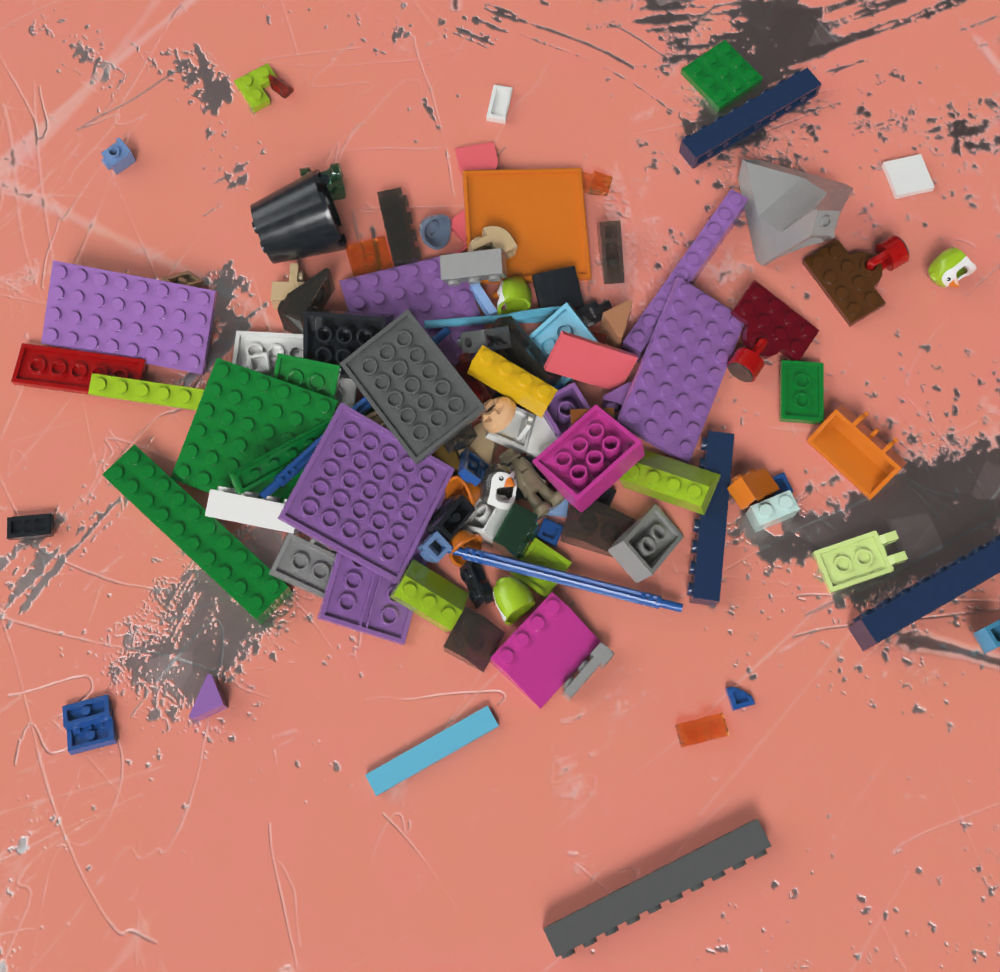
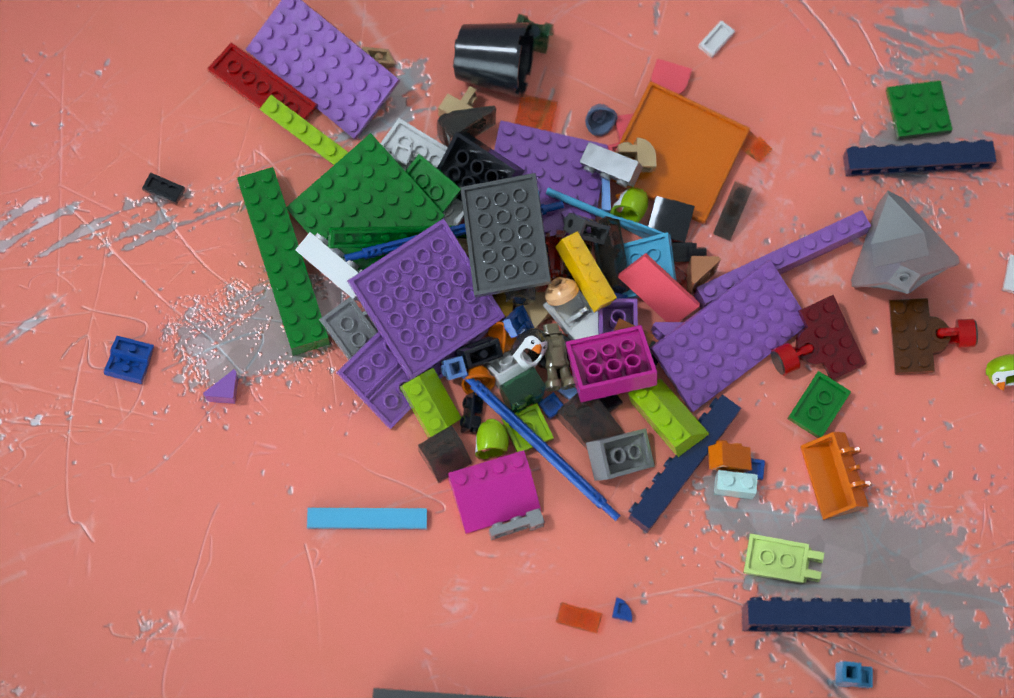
camera: 25 degrees right, 0 degrees up
(397, 227) = (572, 100): clear smoke brick -> none

